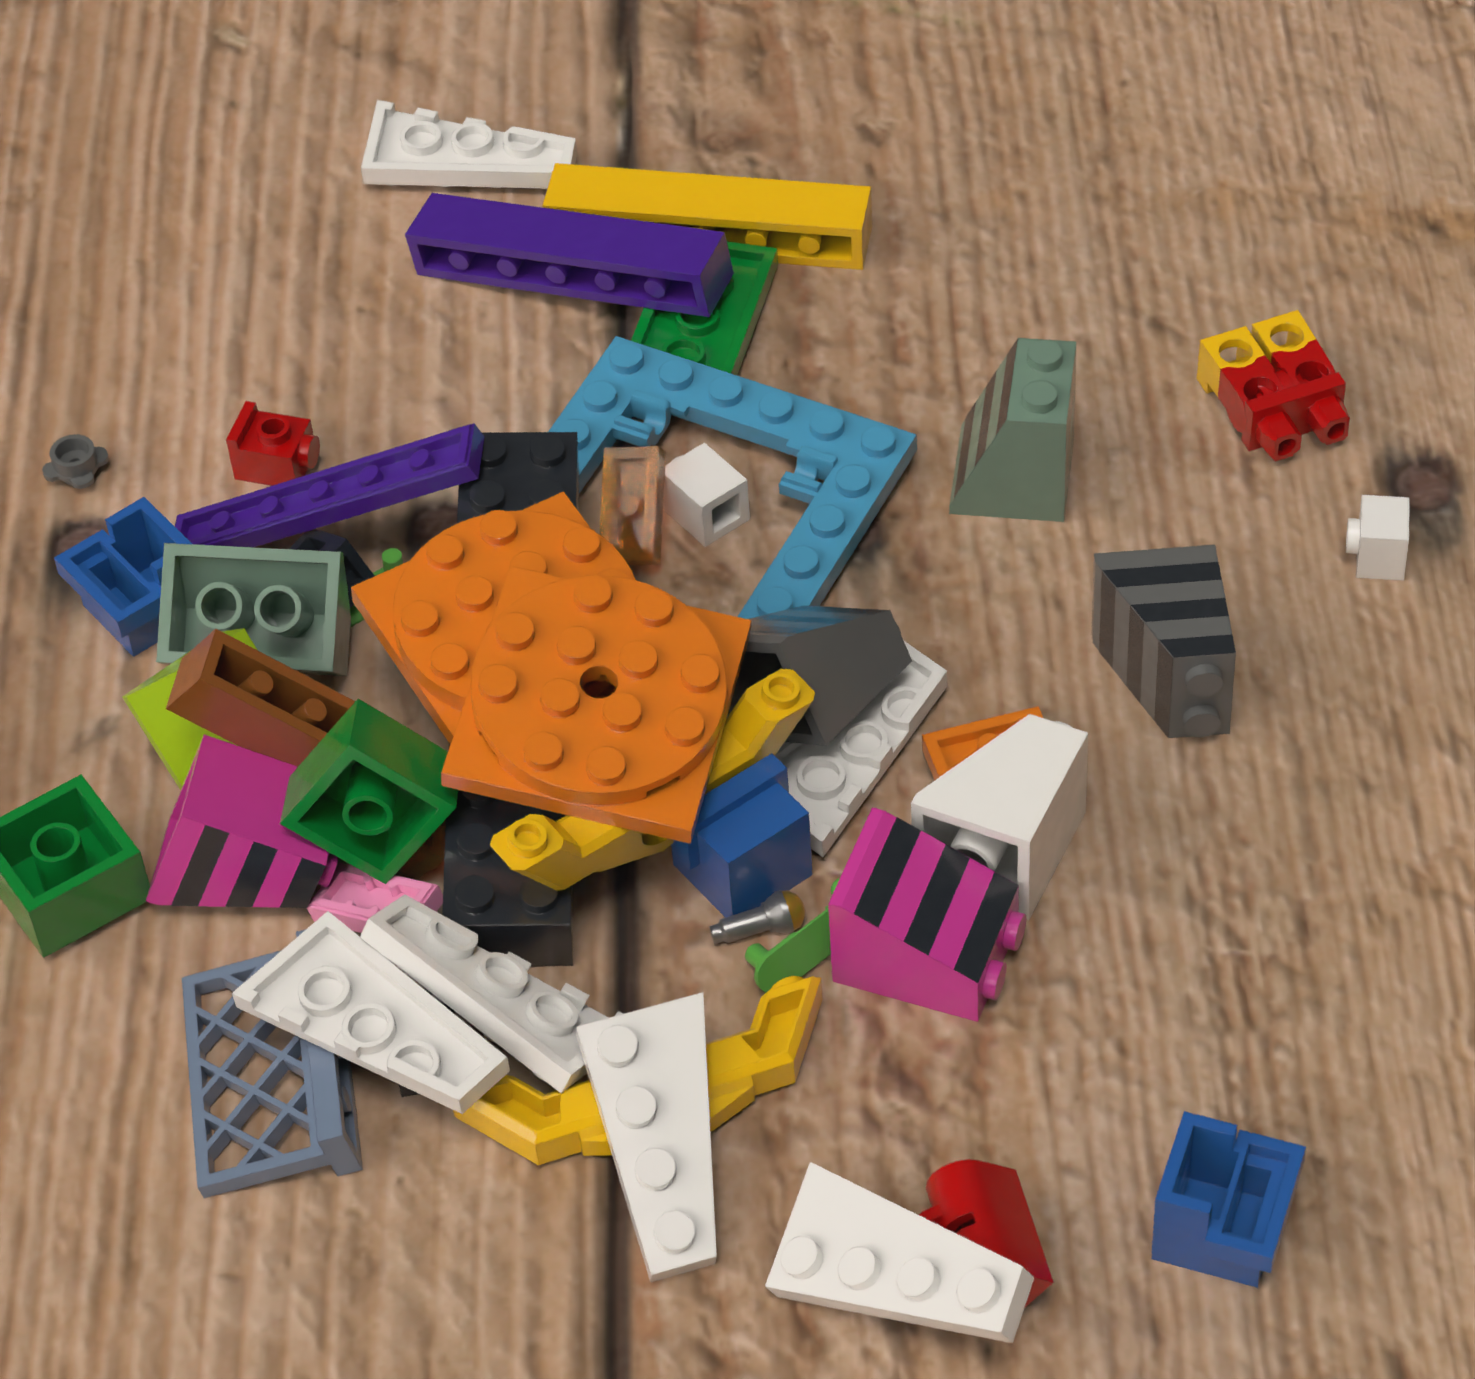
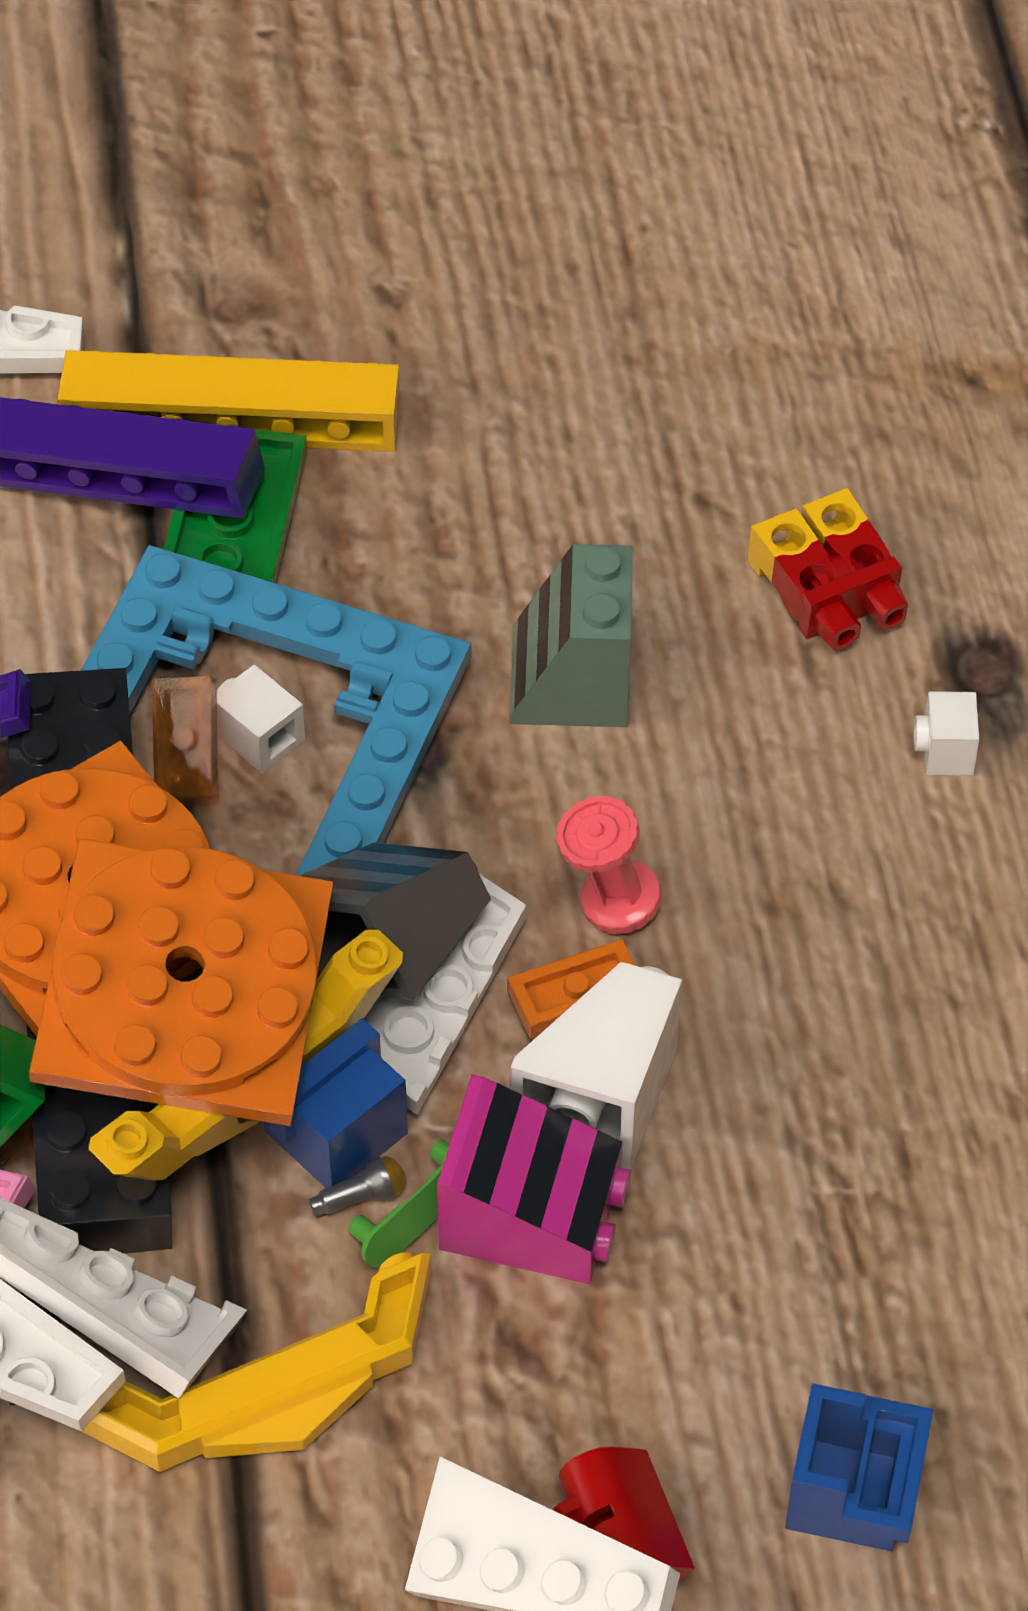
camera: 10 degrees left, 5 degrees up
(656, 1118) = (279, 1417): white wing -> none
(1019, 603) = (600, 839): none -> coral hose
(1168, 634) = (748, 857): dark grey slope -> none

